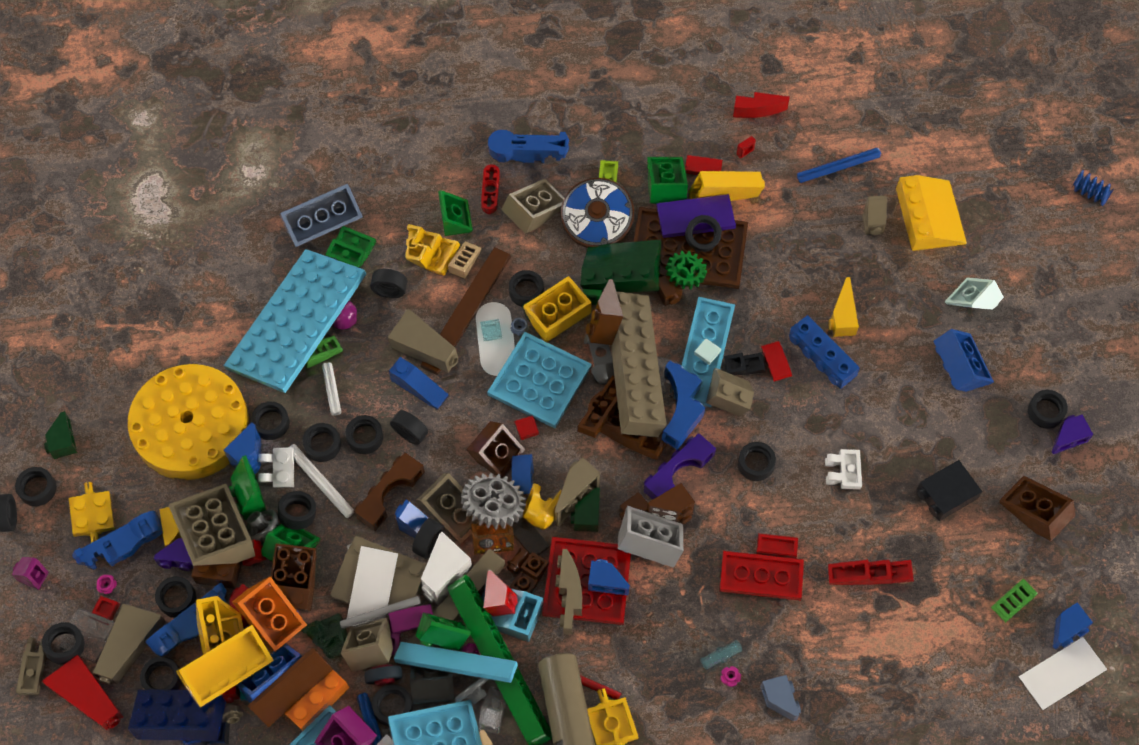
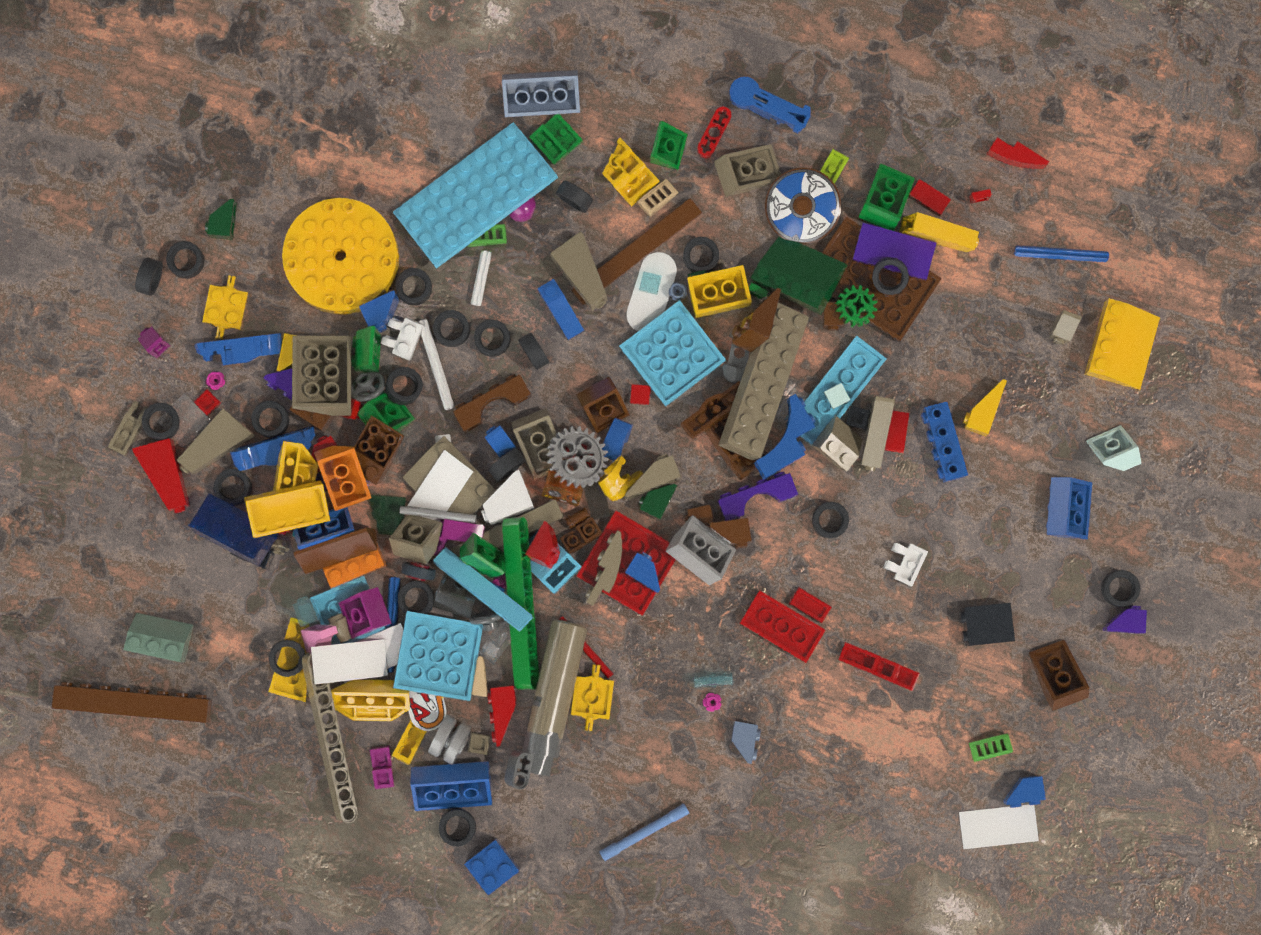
camera: 25 degrees right, 20 degrees up
(759, 364) = (877, 432): none -> slope

